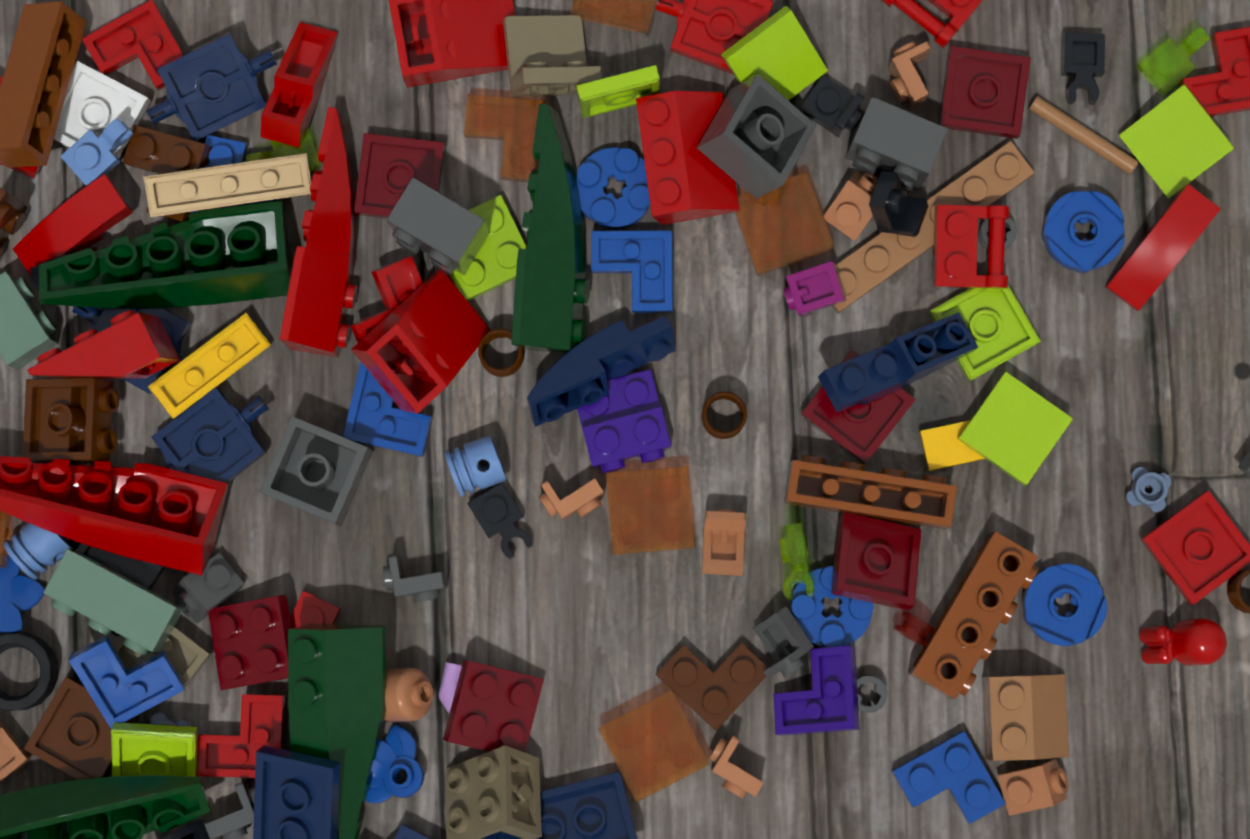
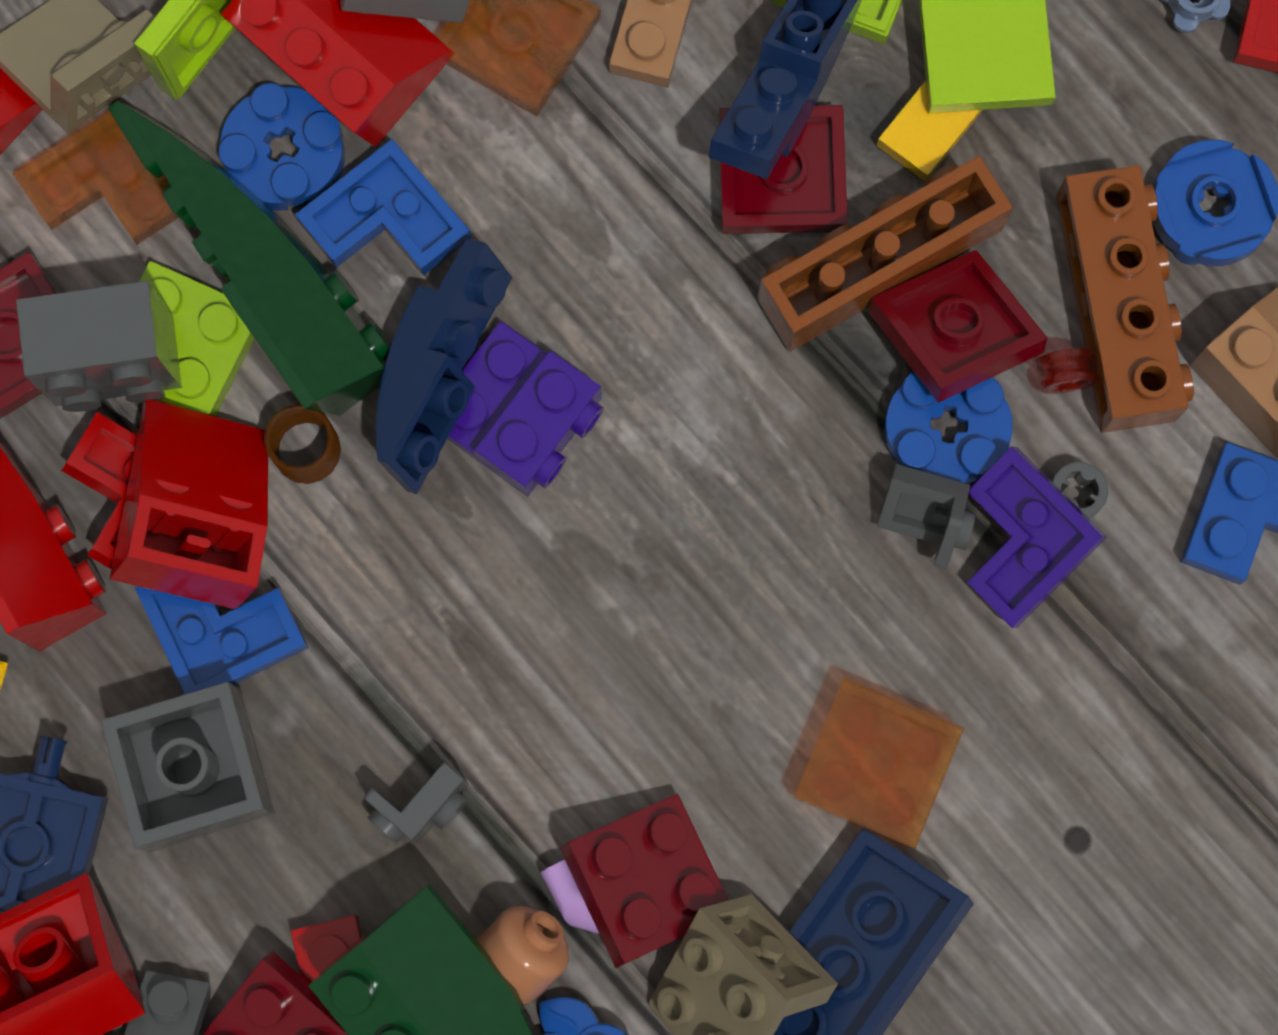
camera: 40 degrees left, 5 degrees down
(465, 467) = (374, 616): medium blue piece -> none
(498, 514) = (458, 641): black plate -> none
(582, 500) = (546, 540): nougat bracket -> none
(650, 510) = (638, 486): clear orange plate -> none
(714, 693) = (894, 644): reddish brown plate -> none
(723, 542) = (758, 451): nougat bracket -> none
(727, 396) = (628, 275): reddish brown piece -> none
(737, 780) = (1012, 718): nougat bracket -> none
(794, 550) = (852, 392): clear neon green plate -> none
(814, 289) = (618, 71): magenta bracket -> none

